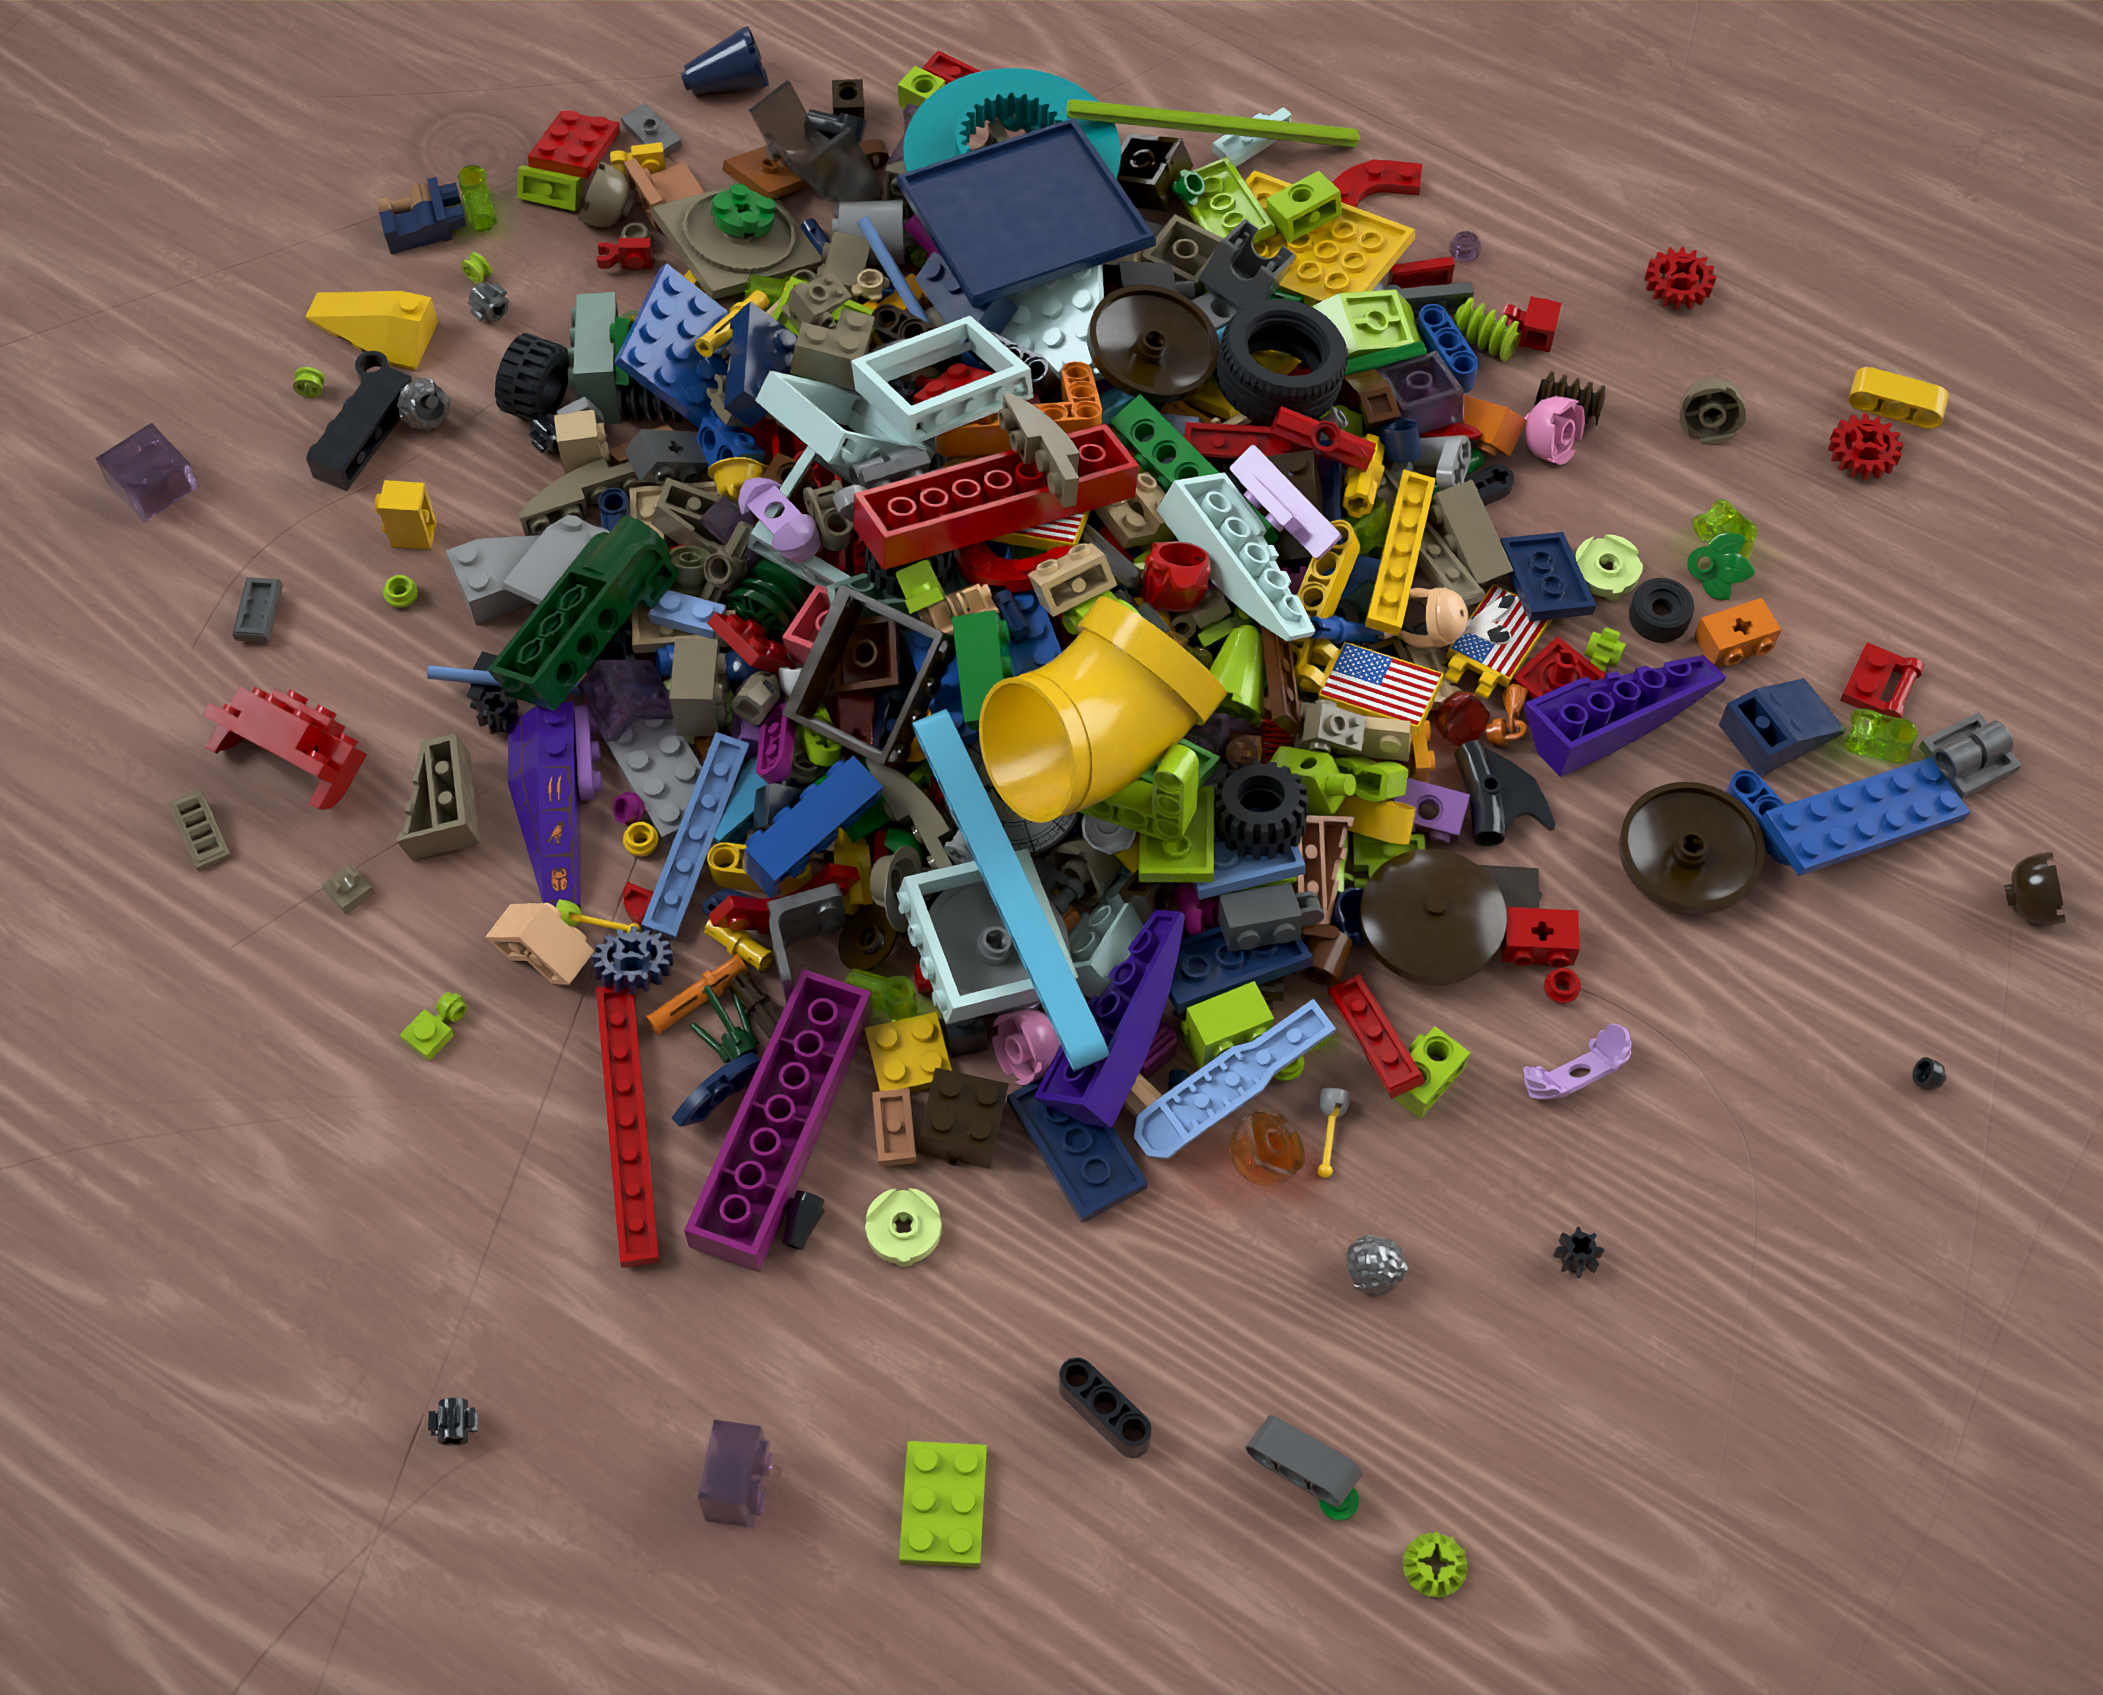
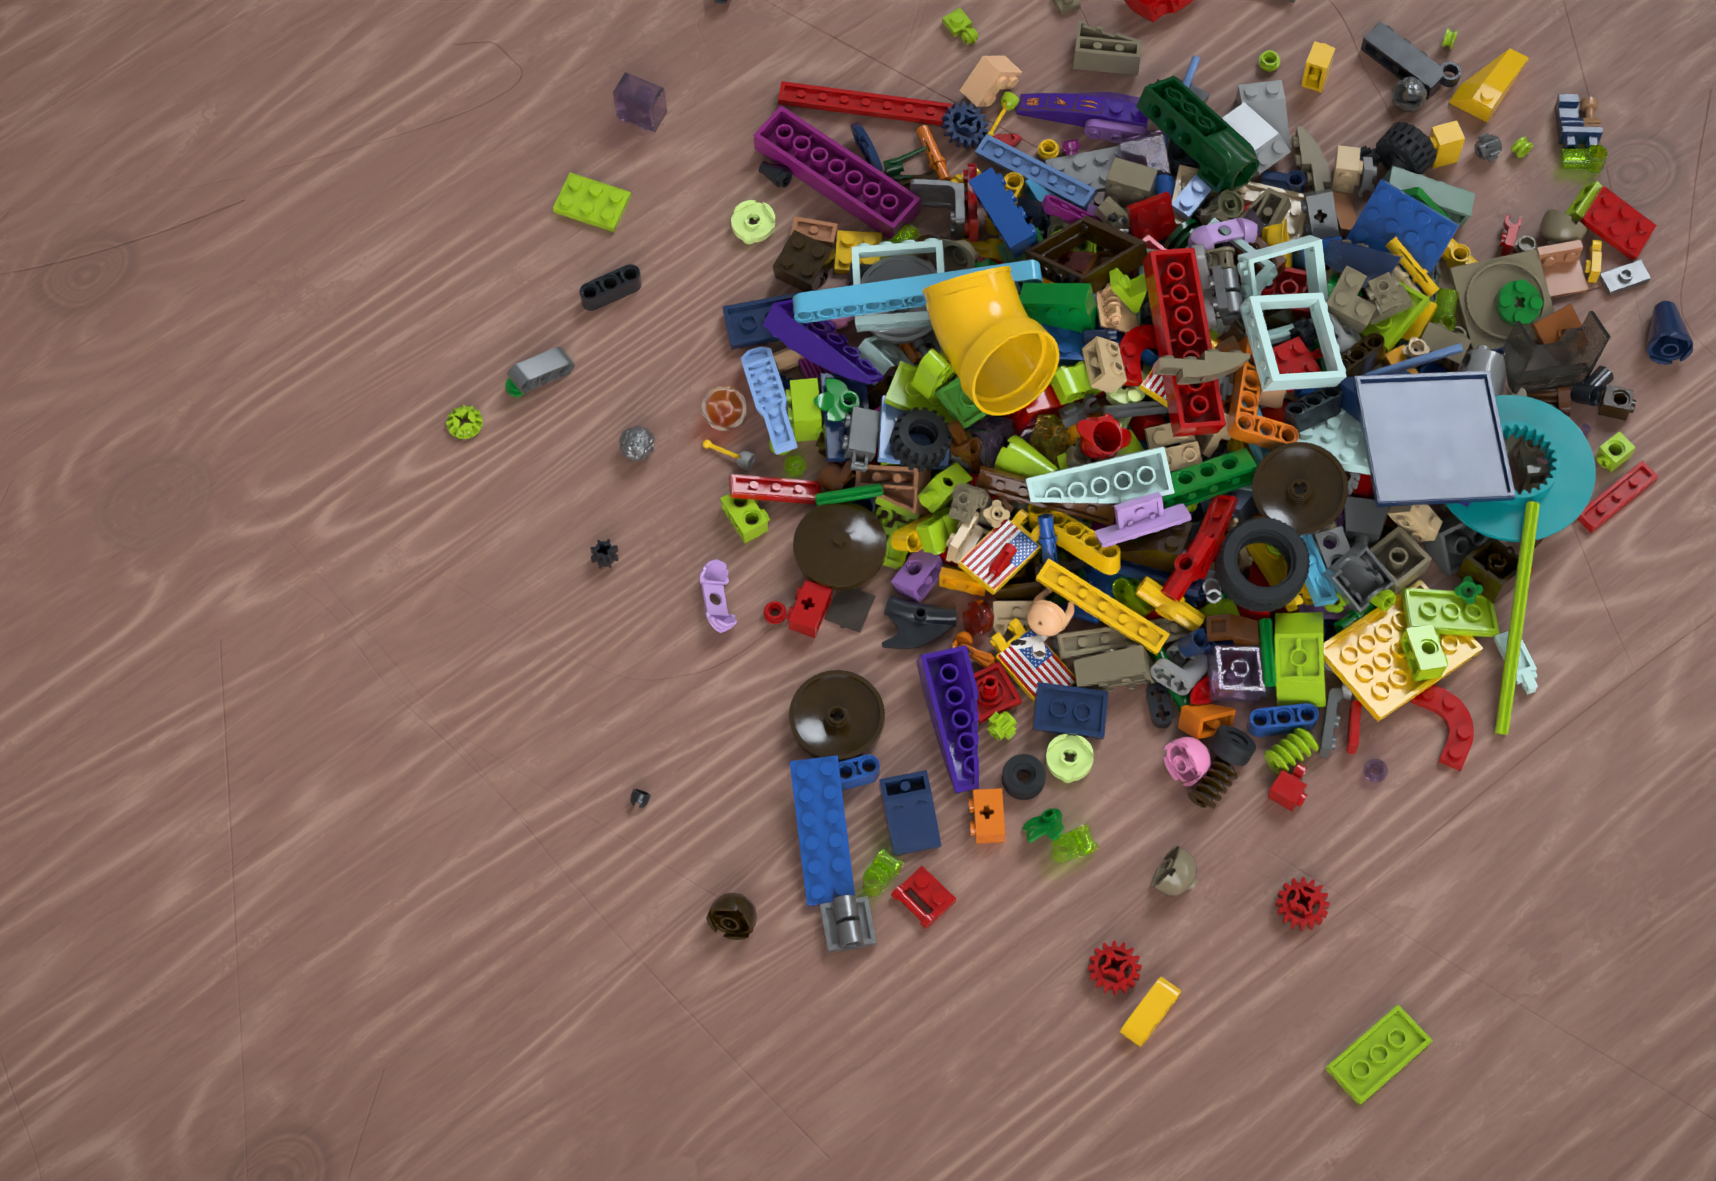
camera: 110 degrees right, 5 degrees up
(497, 330) = (1448, 143): none -> yellow brick
(1219, 969) = (834, 400): none -> green plate
(1325, 693) = (989, 514): none -> tan plate
(1353, 919) = (849, 494): none -> green axle
(1395, 671) = (1002, 559): none -> red piece
(1514, 383) = (1232, 745): none -> black tyre
(1820, 176) = (1378, 1054): none -> lime tile

